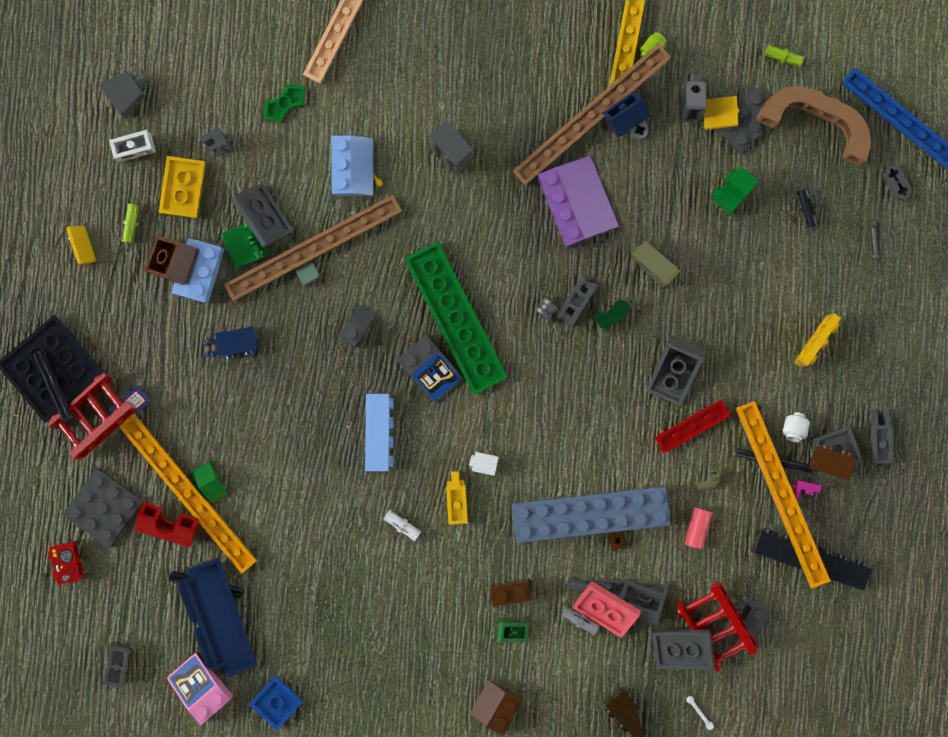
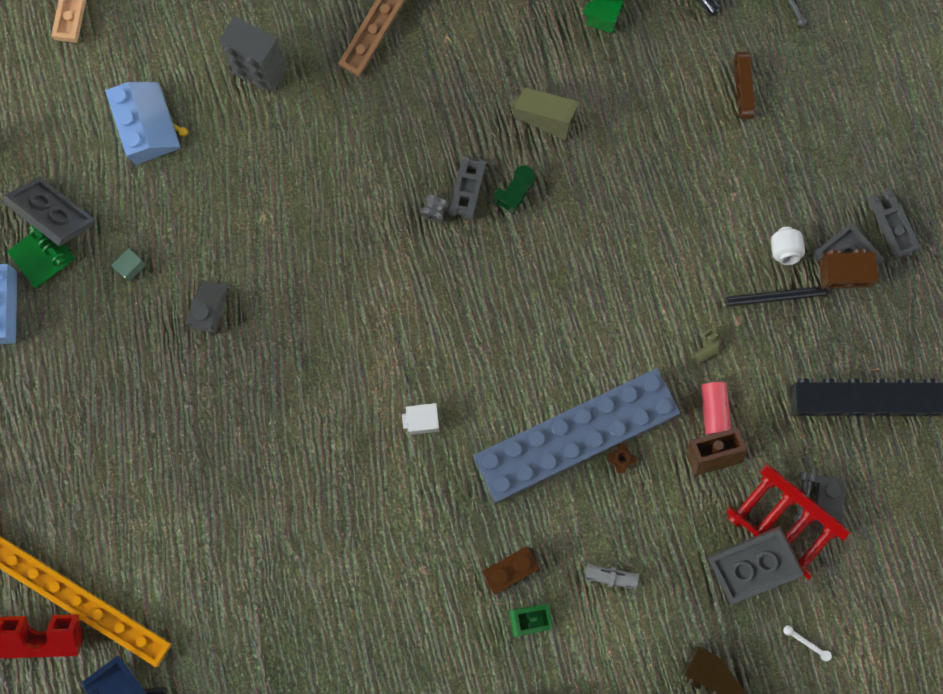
camera: 20 degrees left, 10 degrees down
(209, 482) = (81, 564): green slope -> none
(234, 342) = (59, 377): dark blue hinge -> none
(277, 108) = (33, 86): green tile -> none
(312, 248) = (123, 233): medium nougat plate -> none
(378, 432) = (275, 426): light blue brick -> none
(402, 525) = (344, 533): white pin -> none
(430, 369) = (315, 326): slope -> none
(455, 318) = (328, 257): green plate -> none
(456, 500) = (402, 477): yellow hinge -> none
(577, 201) = (427, 74): medium lavender slope -> none
(606, 609) = (640, 548): coral plate -> none
(645, 597) = (674, 524): dark grey wedge -> none
(676, 370) = (617, 228): dark grey slope -> none
(686, 560) = (716, 451): none -> reddish brown brick
(692, 426) = (661, 288): red plate -> none
(783, 495) = (805, 331): light orange plate -> none
(808, 488) = (829, 312): dark pink bracket -> none
(812, 292) = (744, 85): none -> reddish brown beam
(818, 340) = (774, 131): yellow plate -> none

